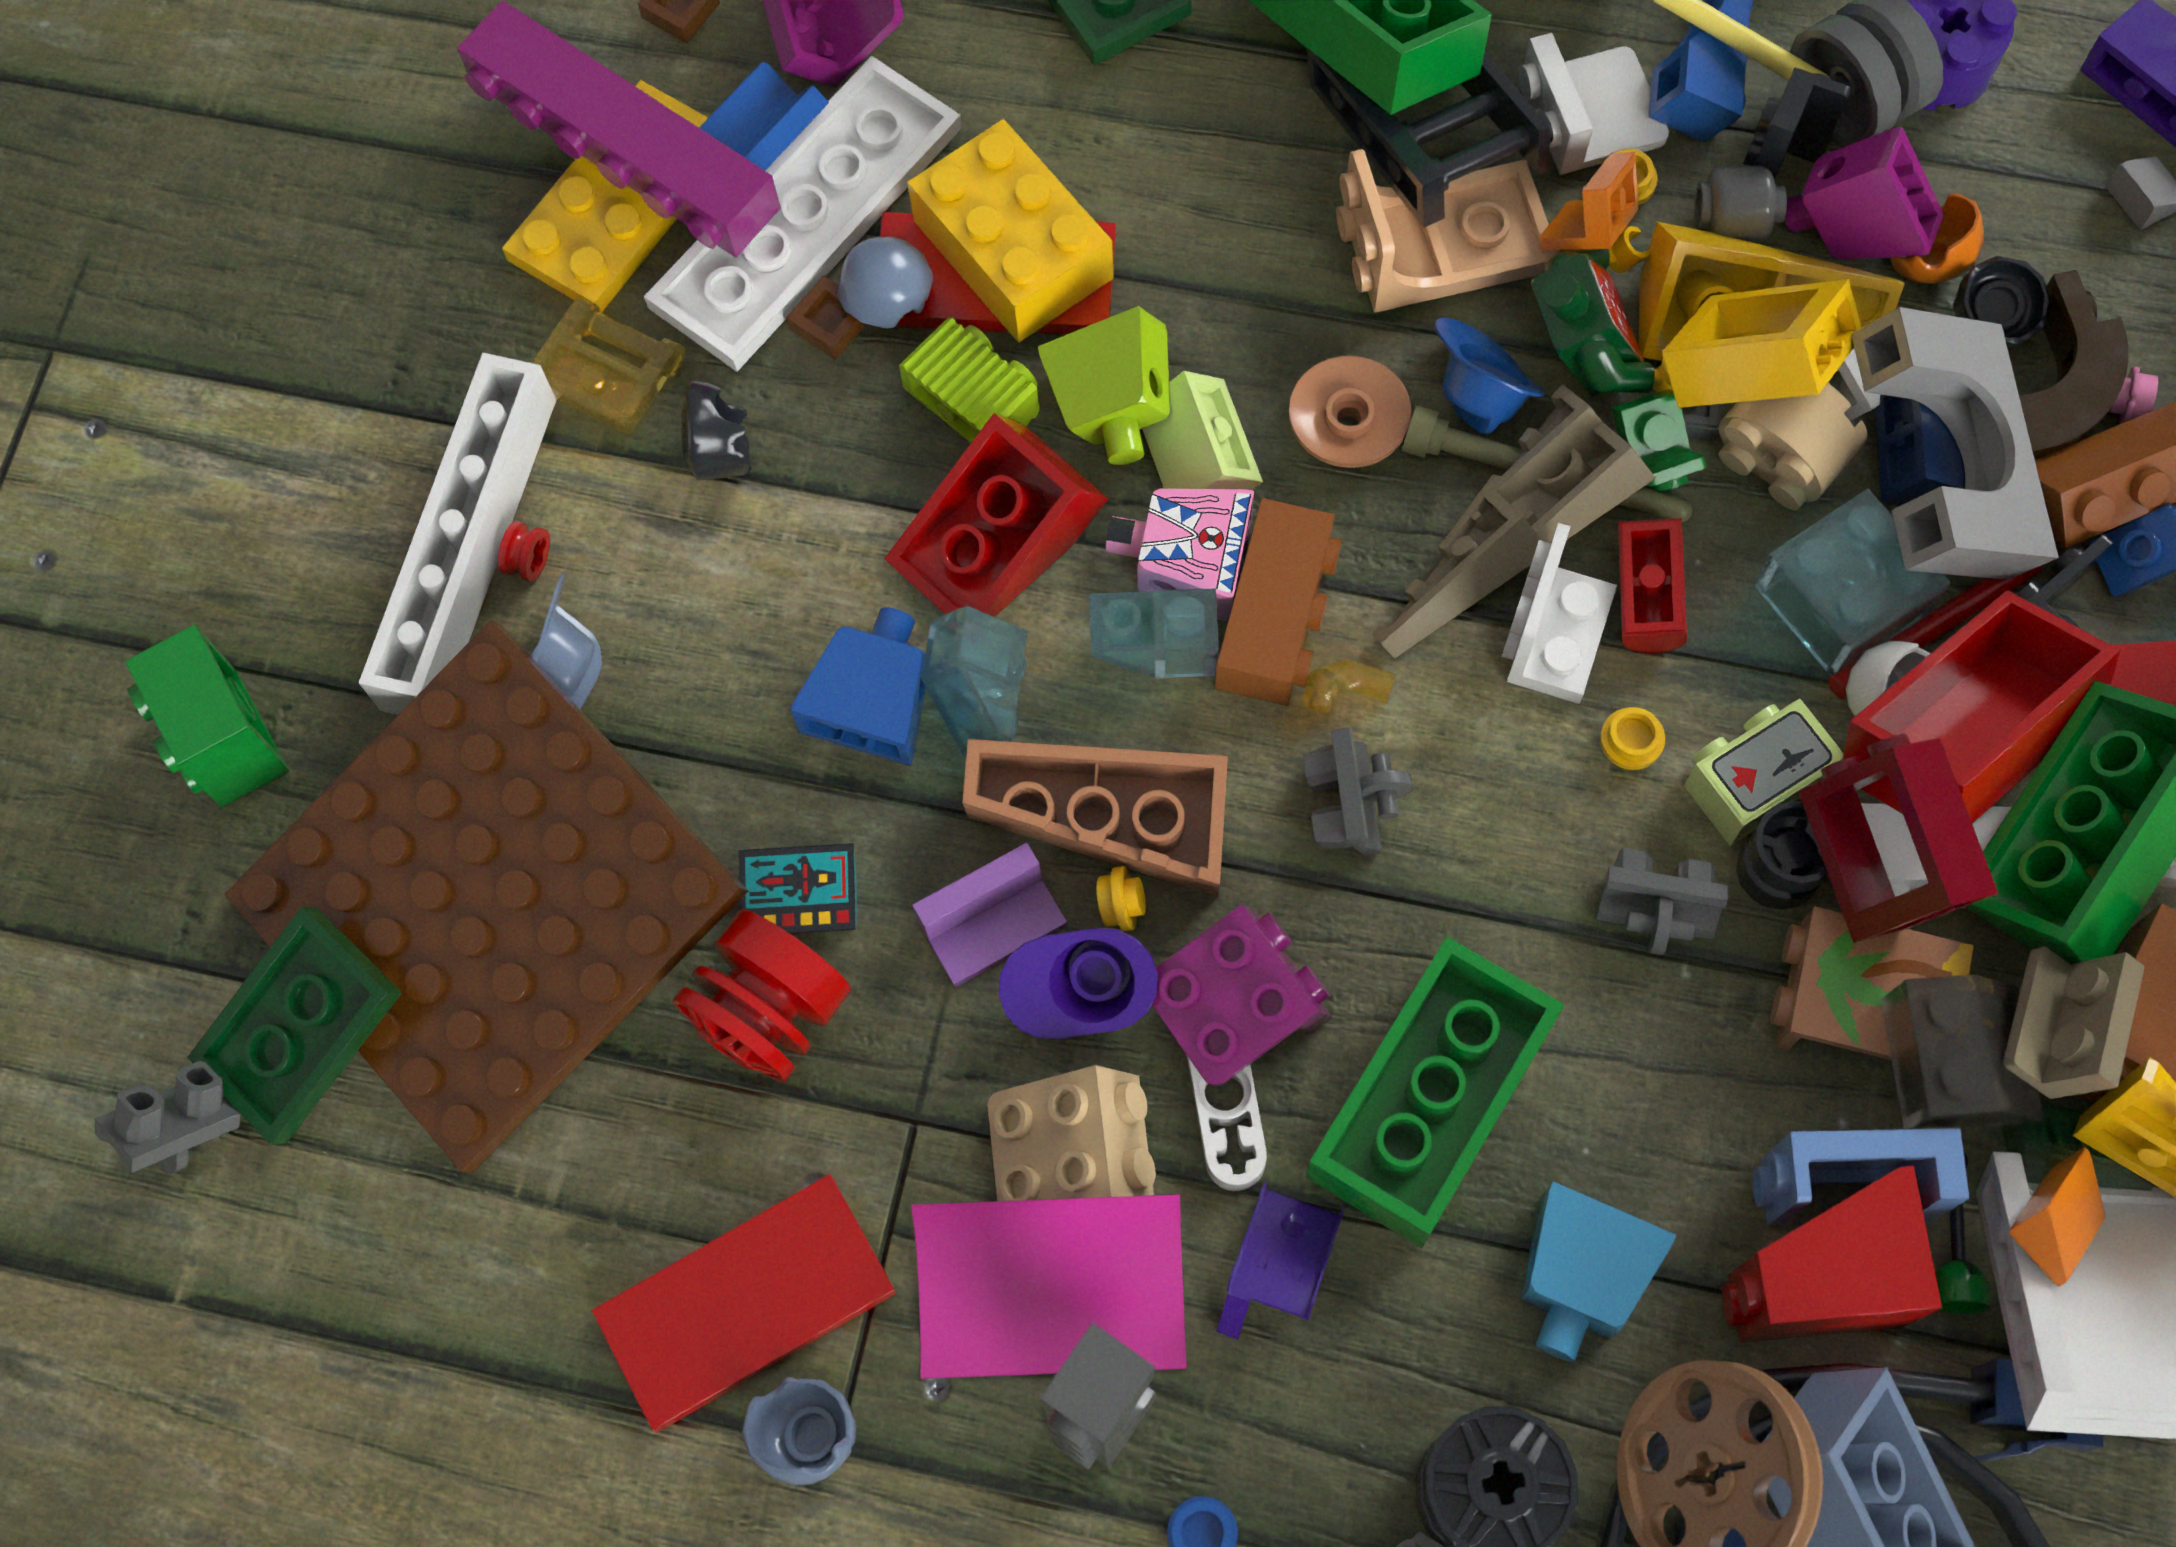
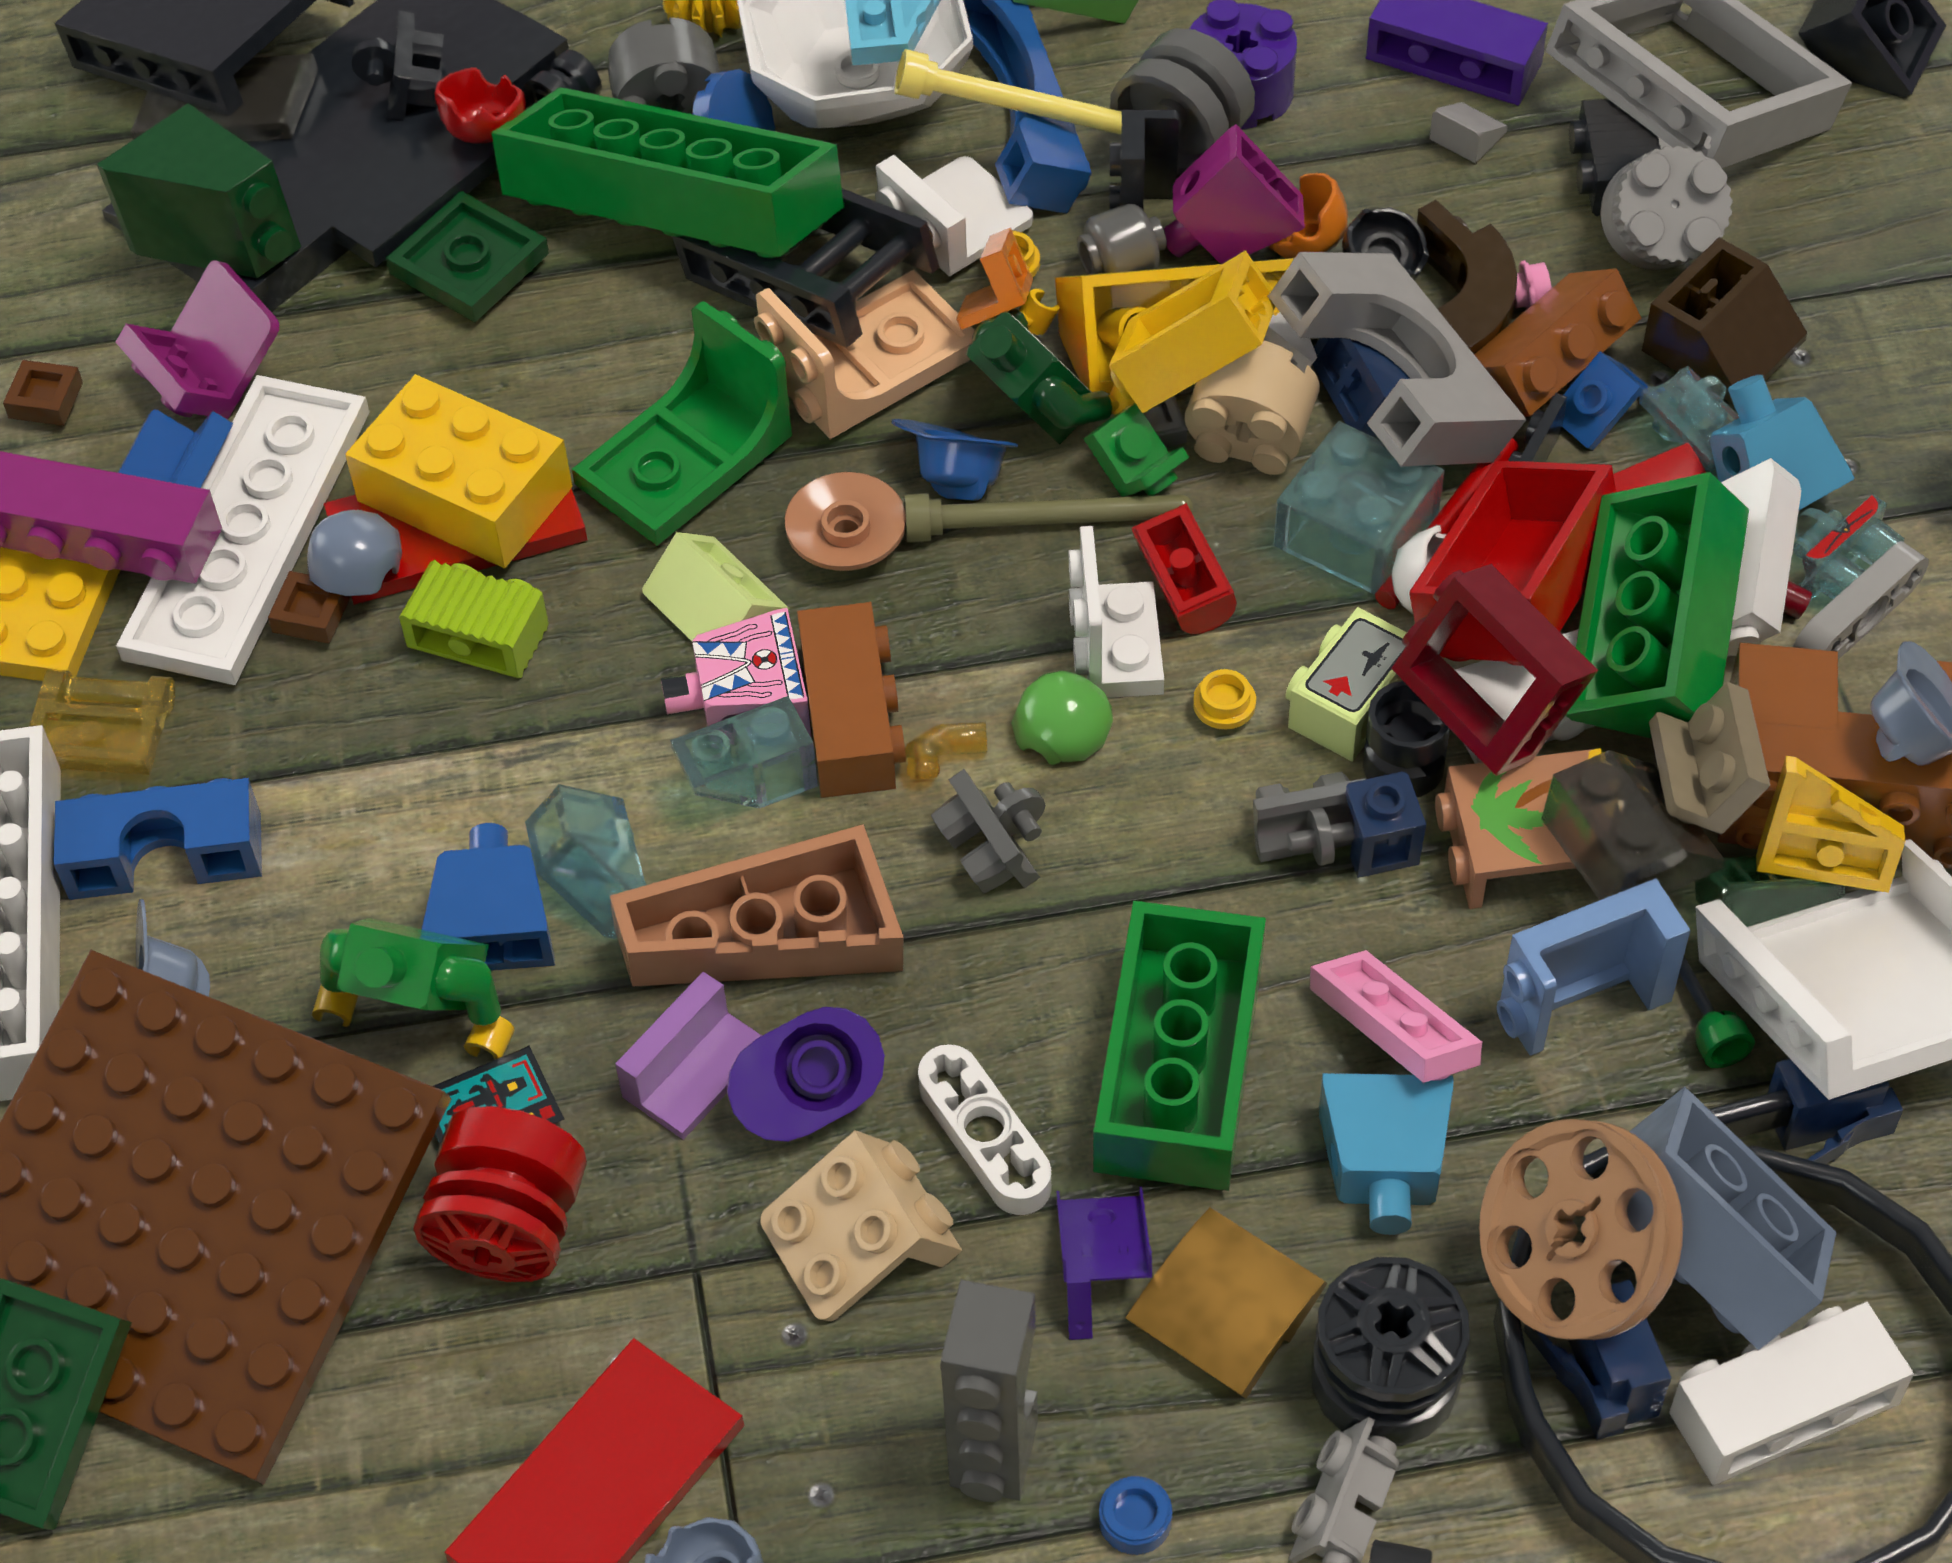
camera: 25 degrees left, 15 degrees down
(524, 551) = (85, 906): red bush -> none
(565, 488) = (107, 835): none -> blue arch
(713, 434) = (239, 737): black hair -> none
(768, 746) = (412, 971): none -> green torso
(995, 521) = (548, 718): red slope -> none
(1026, 1278) = (858, 1352): dark pink sticker -> none
(1112, 380) = (611, 564): lime torso -> none
(1120, 899) = (810, 991): yellow plate -> none
(1237, 994) = (960, 1032): magenta bracket -> none
(1246, 267) = (699, 435): none -> green bracket
(1371, 1362) = (1226, 1301): none -> pearl gold slope
(1470, 697) = (1062, 717): none -> bright green hair
(1564, 475) = (1030, 559): dark tan wedge -> none
(1649, 1149) = (1396, 1016): none -> bright pink plate
(1728, 936) = (1387, 824): none -> dark blue bracket
(1842, 1271) = (1613, 1042): red slope -> none
(2061, 1217) = (1777, 924): orange slope -> none

